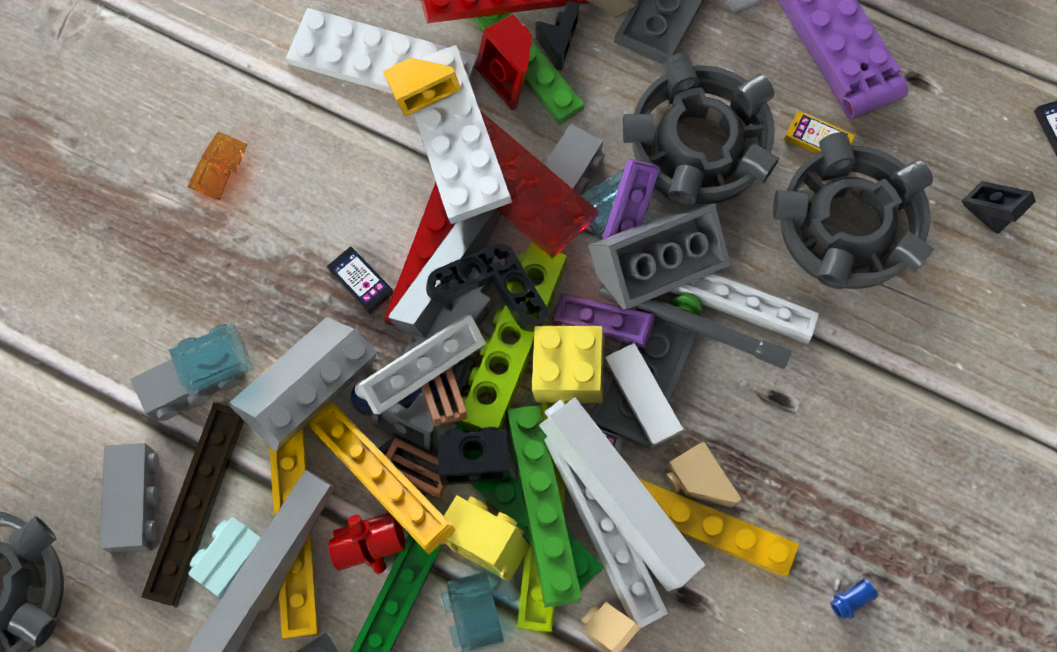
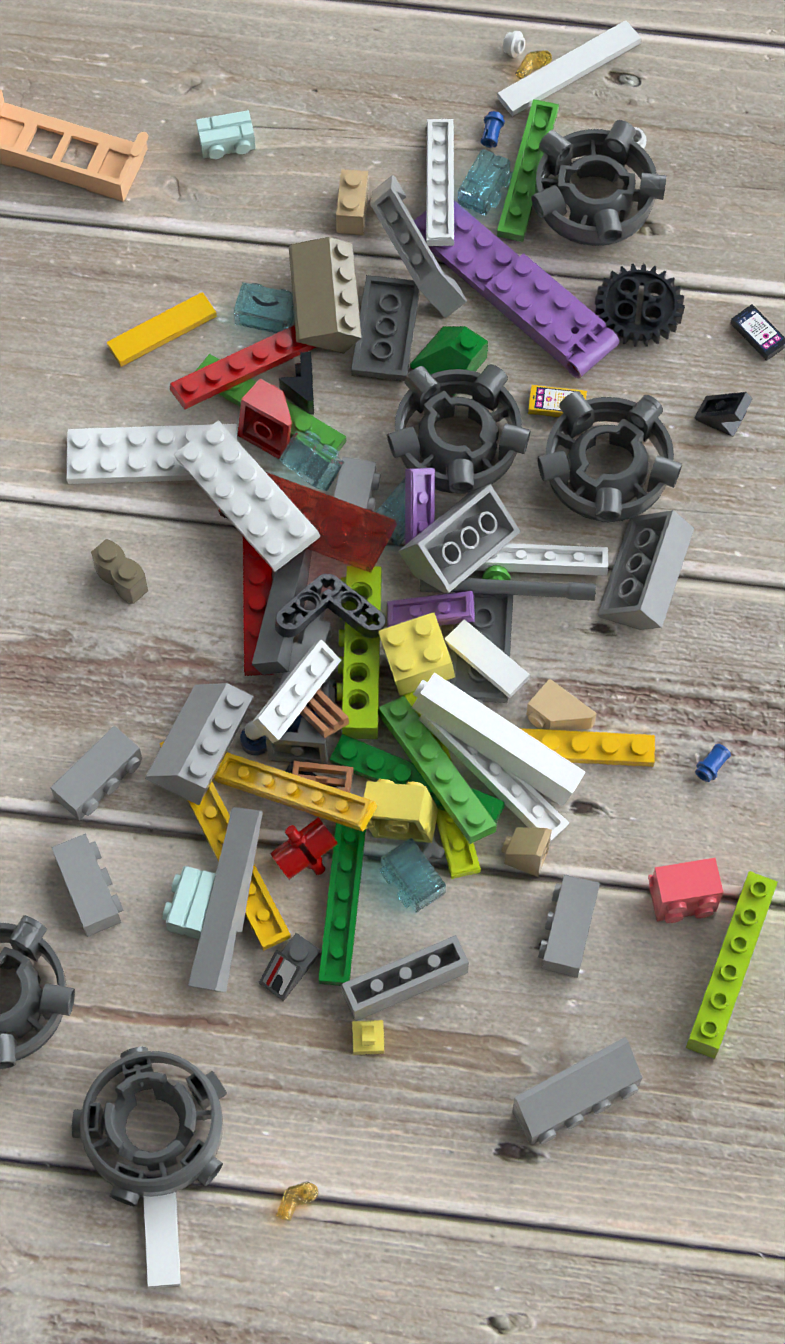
camera: 20 degrees left, 5 degrees down
(193, 506) = (143, 873): dark brown tile -> none
(211, 358) = (116, 745): clear light blue brick -> none
(216, 164) = (44, 590): clear orange slope -> none
(297, 170) = (119, 571): none -> dark tan brick
(360, 279) = (209, 646): tile -> none
(420, 83) = (204, 462): yellow slope -> none
(490, 467) = (360, 764): black brick -> none
(537, 117) = (312, 460): none -> clear light blue brick
(728, 47) = (452, 349): none -> green slope
(853, 353) = (646, 570): none -> light grey slope
(968, 72) = (666, 307): none -> black gear

